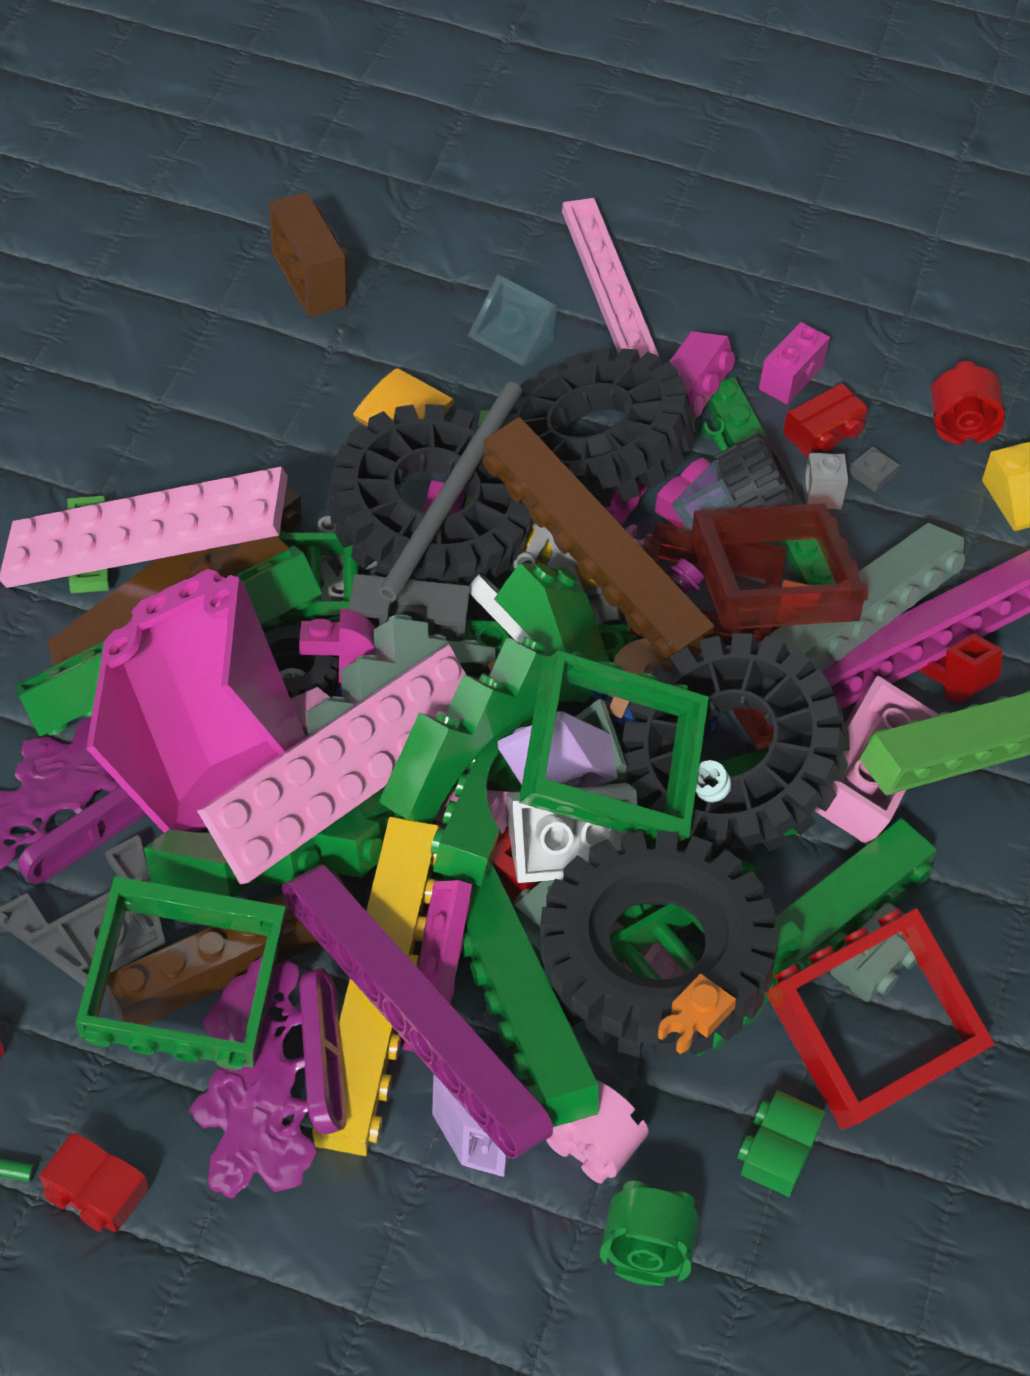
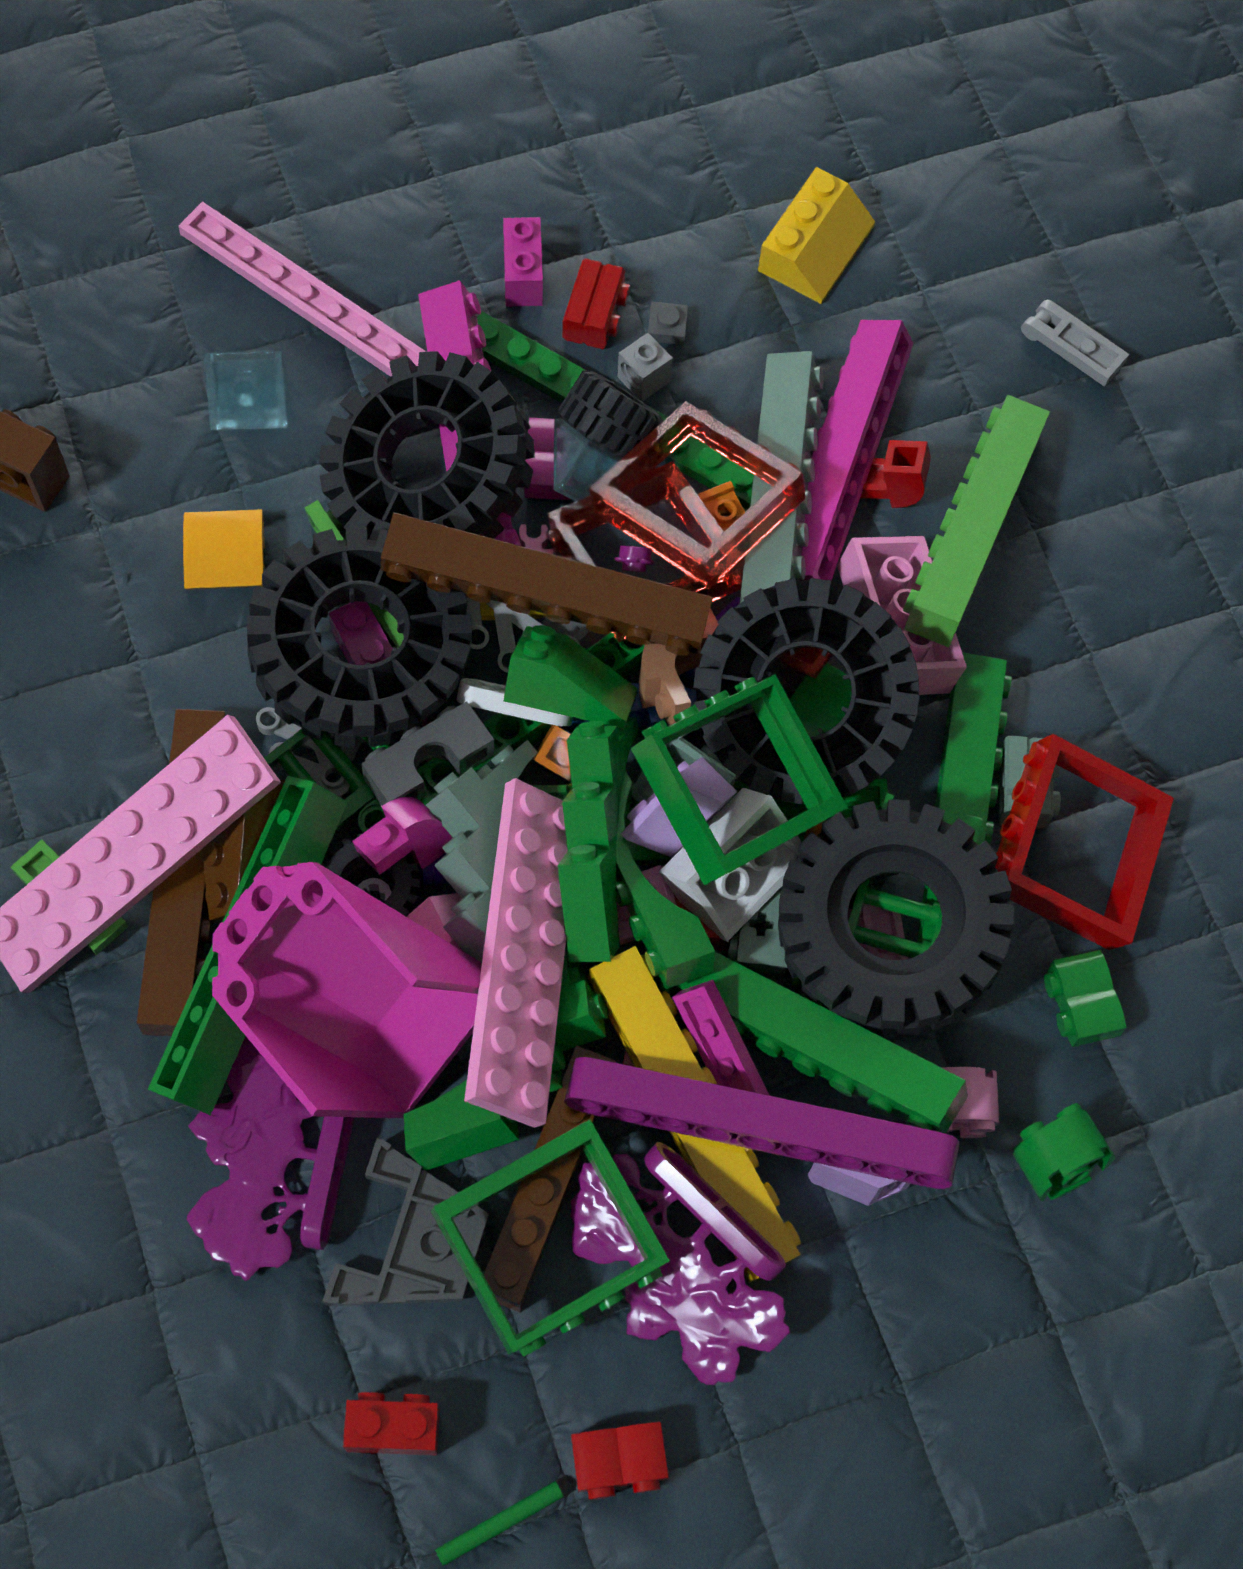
camera: 40 degrees left, 15 degrees up
(448, 494) = (384, 624): dark grey piece -> none
(697, 1008) = (991, 958): orange plate -> none
(716, 436) = (518, 384): green hand -> none
(718, 792) = (830, 755): light aqua bush -> none
(967, 404) = (702, 206): red brick -> none

